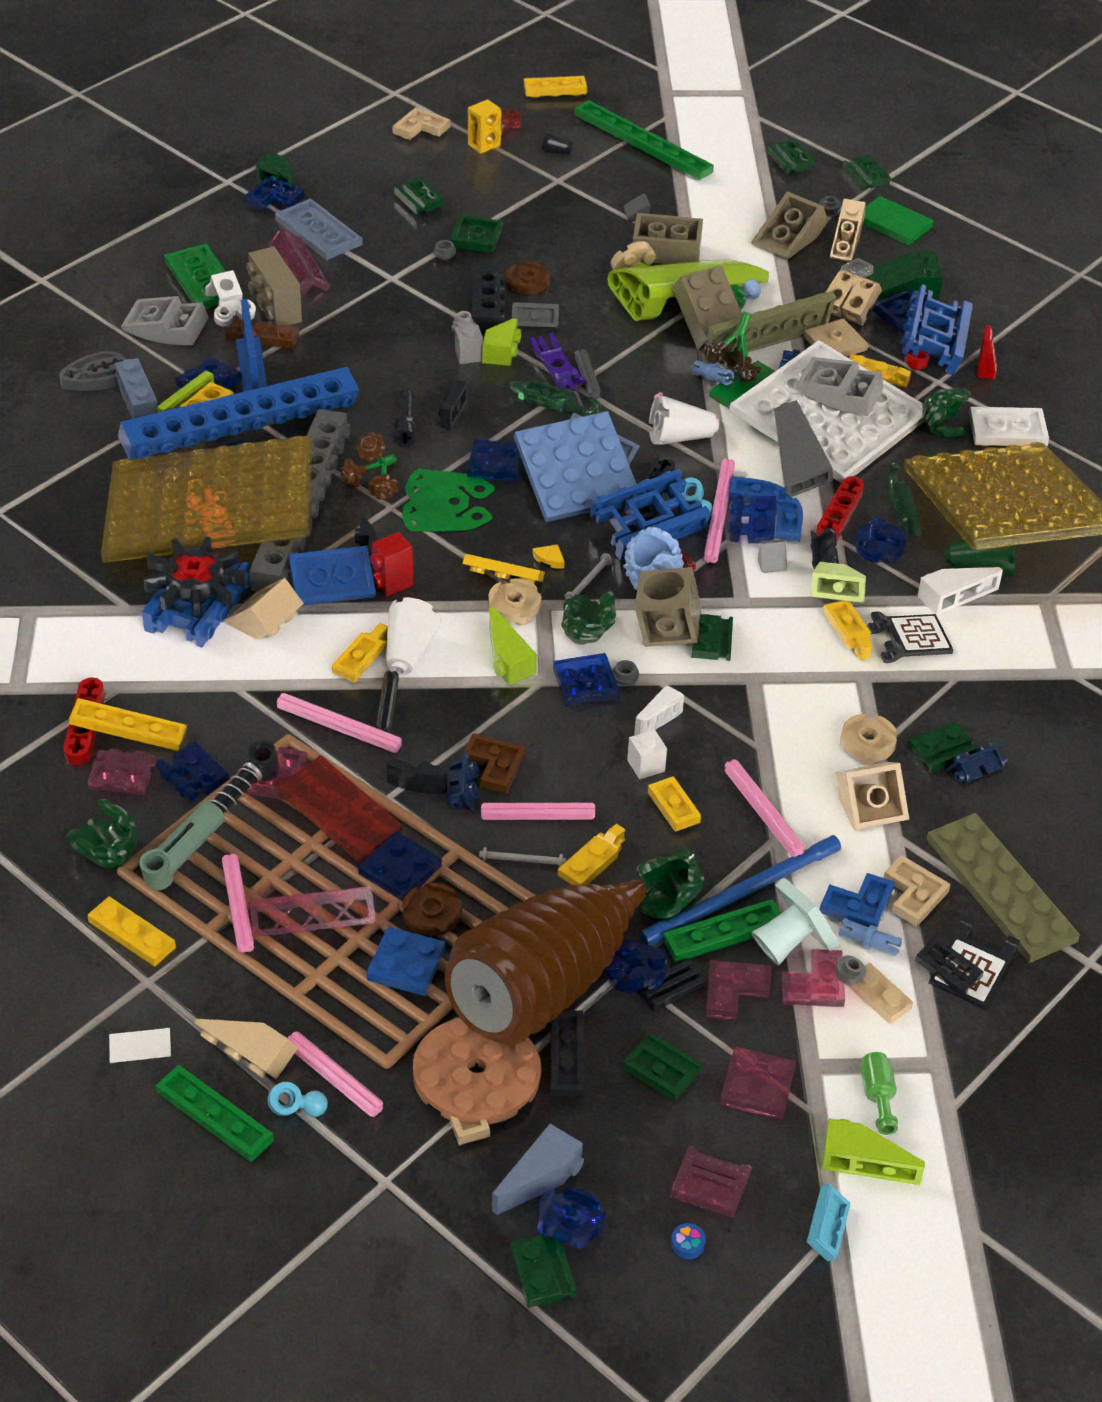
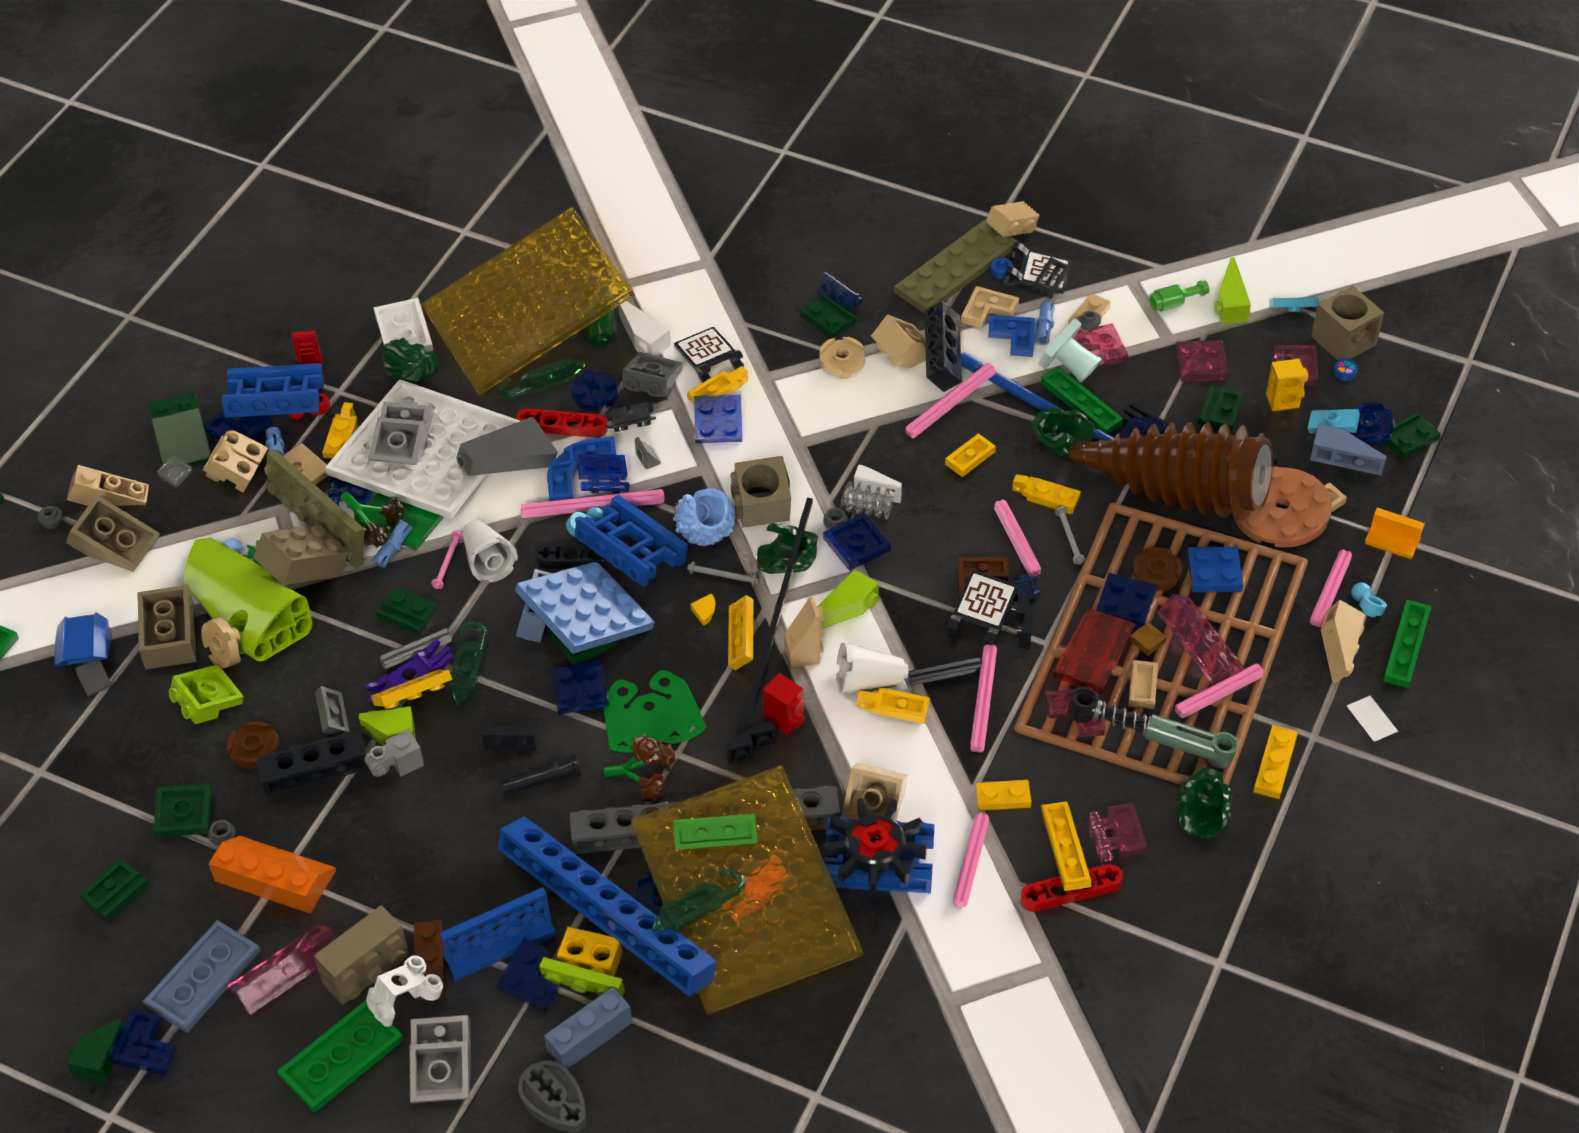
camera: 105 degrees left, 5 degrees up
(158, 660) = (970, 860): none -> bright pink axle
(196, 451) = (698, 903): none -> clear green plate
(198, 766) = (1084, 777): clear blue plate -> none
(217, 705) = (1003, 795): none -> yellow plate
(257, 468) = (715, 831): none -> bright green plate
(282, 843) = (1143, 684): none -> tan tile
(332, 575) = (811, 752): blue plate -> none
(338, 866) = (1148, 638): none -> pearl gold tile
(383, 1173) = (1394, 533): none -> light orange panel
(390, 265) = (271, 872): none -> orange slope
(446, 744) = (984, 605): none -> flag
(462, 593) = (804, 636): none -> tan slope
(515, 612) = (764, 612): tan plate -> none
(521, 591) = (776, 617): none -> black piece
(533, 353) = (411, 689): none -> yellow plate
(587, 253) = (204, 693): none -> lime plate
(591, 1177) = (1343, 419): none -> medium azure plate
(634, 697) = (867, 500): none -> clear piece
(636, 377) = (406, 610): none -> dark green plate
(647, 754) = (929, 479): white brick -> none
(663, 1133) = (1286, 384): none -> yellow brick
(669, 196) = (82, 639): none -> blue slope
(730, 980) = (1122, 393): clear pink plate -> none
(750, 1277) = (1347, 324): none -> dark tan brick
(800, 614) = (718, 419): none -> clear blue plate
(804, 815) = (943, 346): none -> black brick
(838, 582) = (673, 397): yellowish green slope -> none
(867, 324) = (274, 442): none -> medium blue pin
(887, 578) = (651, 374): none -> dark grey plate
(896, 220) = (63, 457): green tile -> none
(988, 930) = (999, 267): none -> blue tile
(1063, 951) = (1012, 219): none -> tan brick

